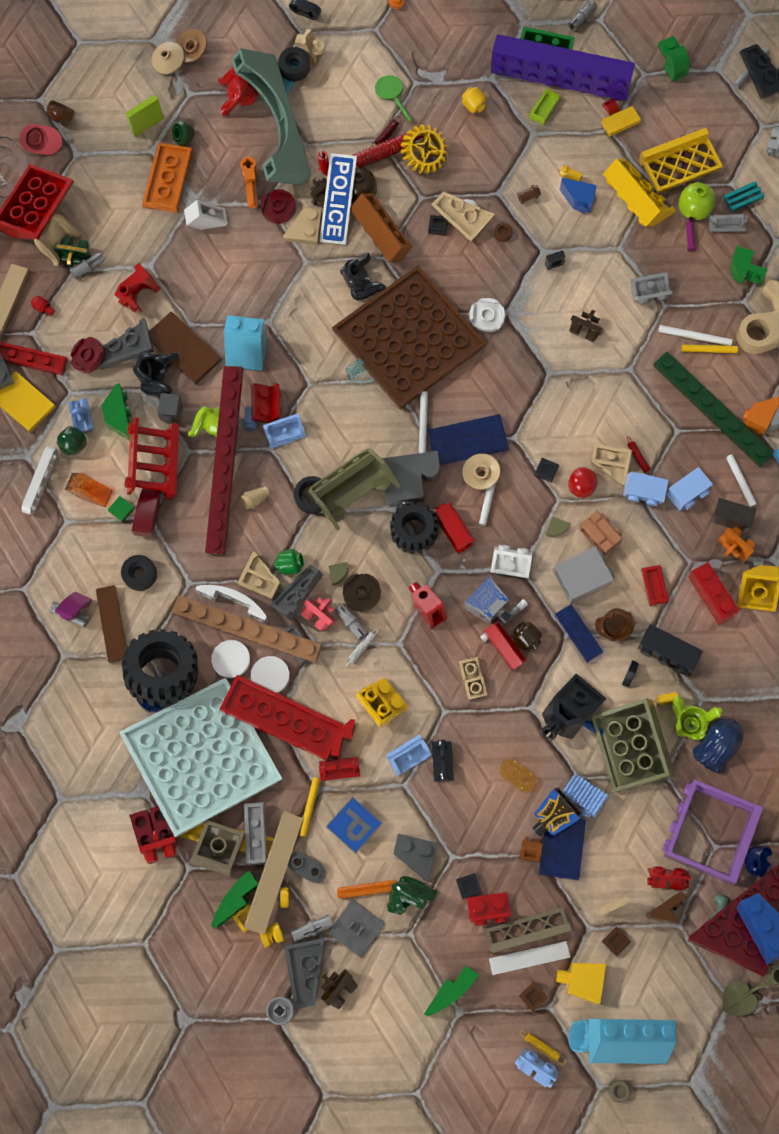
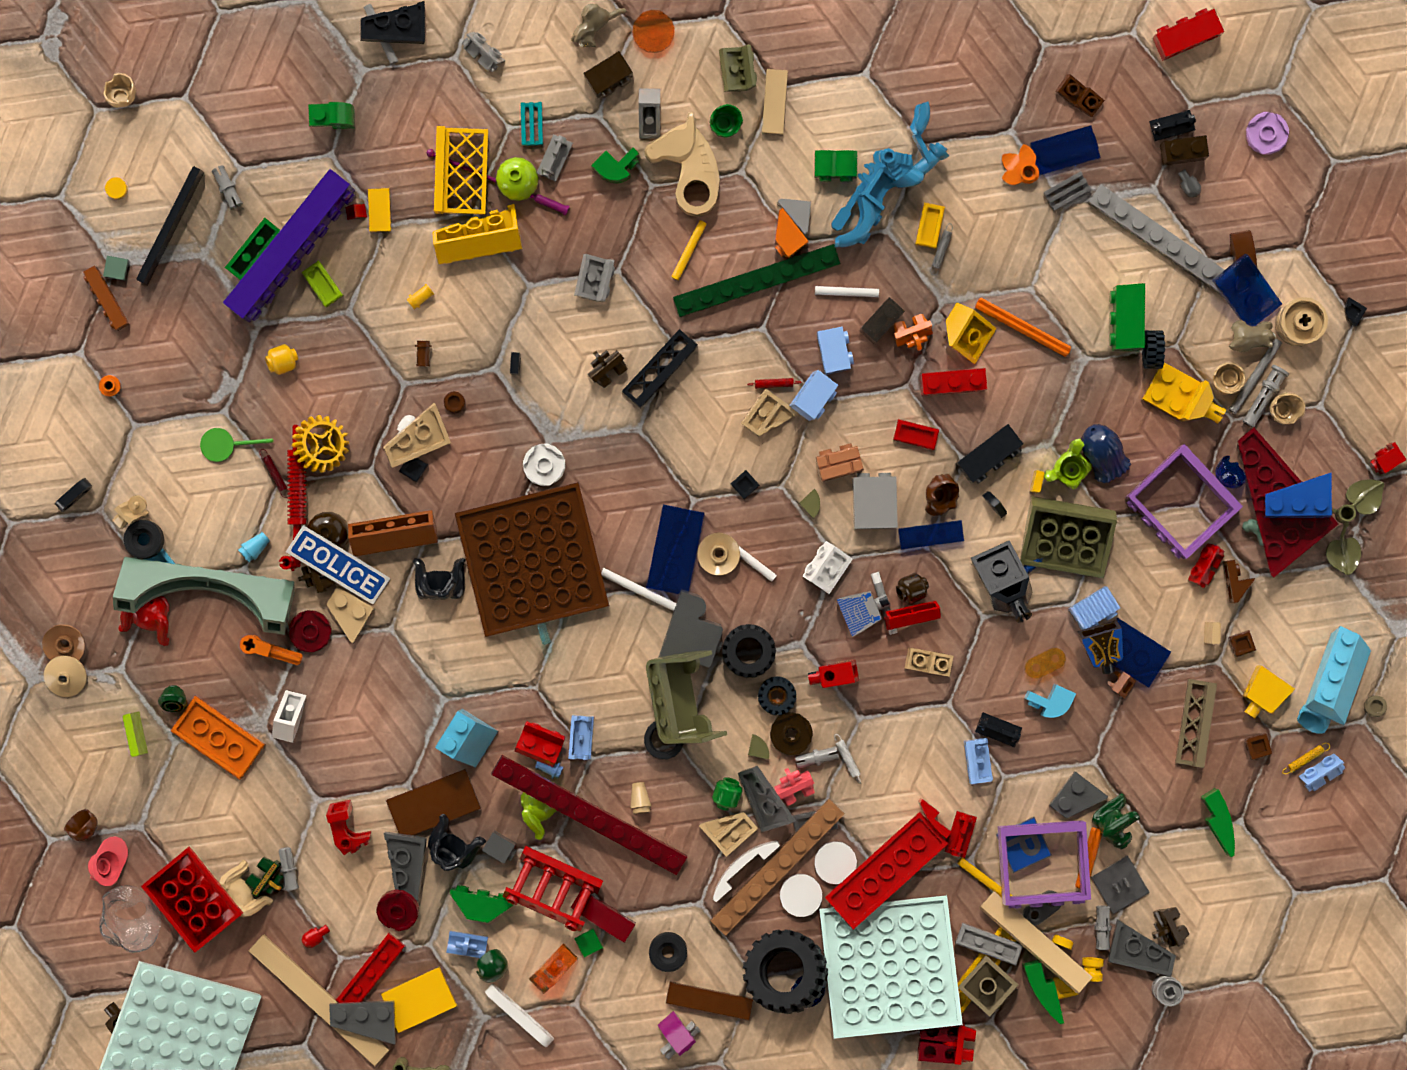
camera: 70 degrees left, 15 degrees up
(311, 856) = (1055, 899): none -> medium lavender window
(323, 140) = (252, 548): none -> medium azure cone
(381, 702) = (914, 763): yellow brick -> none
(385, 557) = (771, 705): none -> black bush
(454, 527) = (765, 609): red window -> none
(468, 886) = (1129, 759): black tile -> none
(487, 799) = (1056, 703): none -> medium azure brick
(488, 908) = (1159, 750): red bracket -> none
(529, 958) = (1220, 732): white sticker -> none
(578, 194) = (450, 300): blue slope -> none
(582, 482) = (775, 454): red hair -> none
(605, 370) = (667, 370): none -> black fence
(695, 335) = (667, 257): white bar -> none

